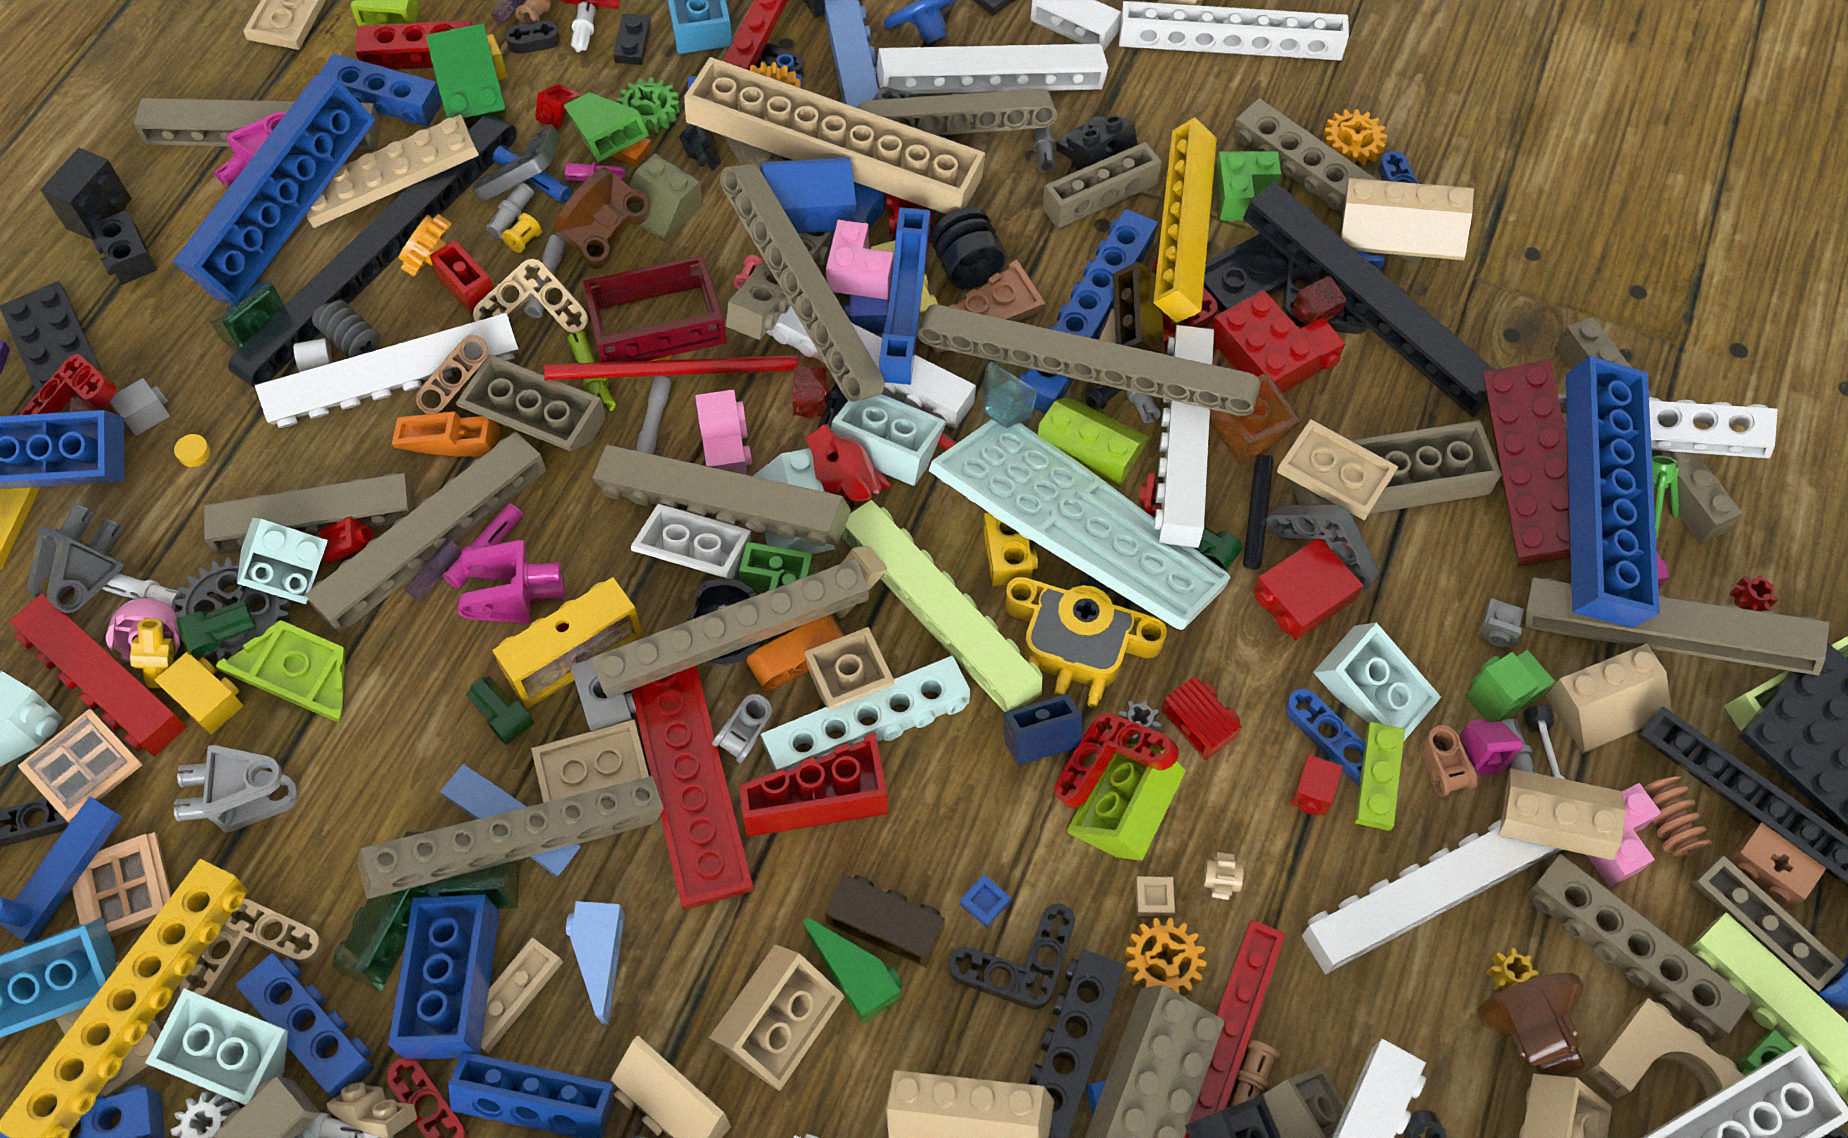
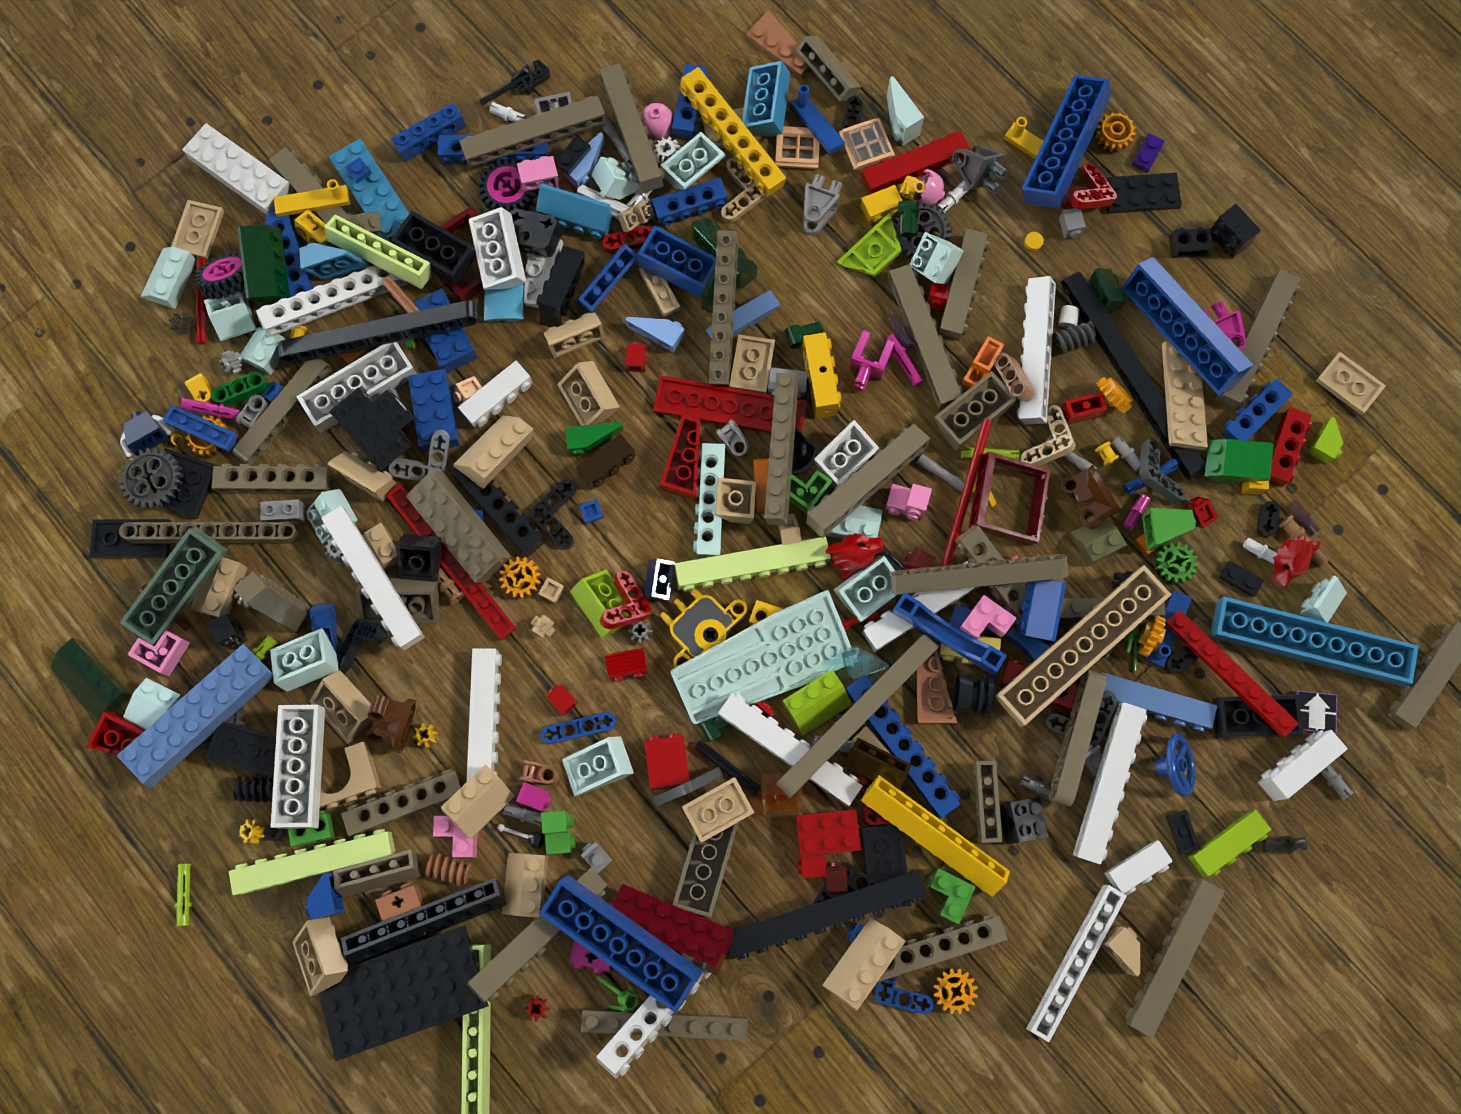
camera: 120 degrees right, 15 degrees up
(664, 967) = (636, 357): none -> red brick
(1380, 776) = (548, 732): lime plate -> none

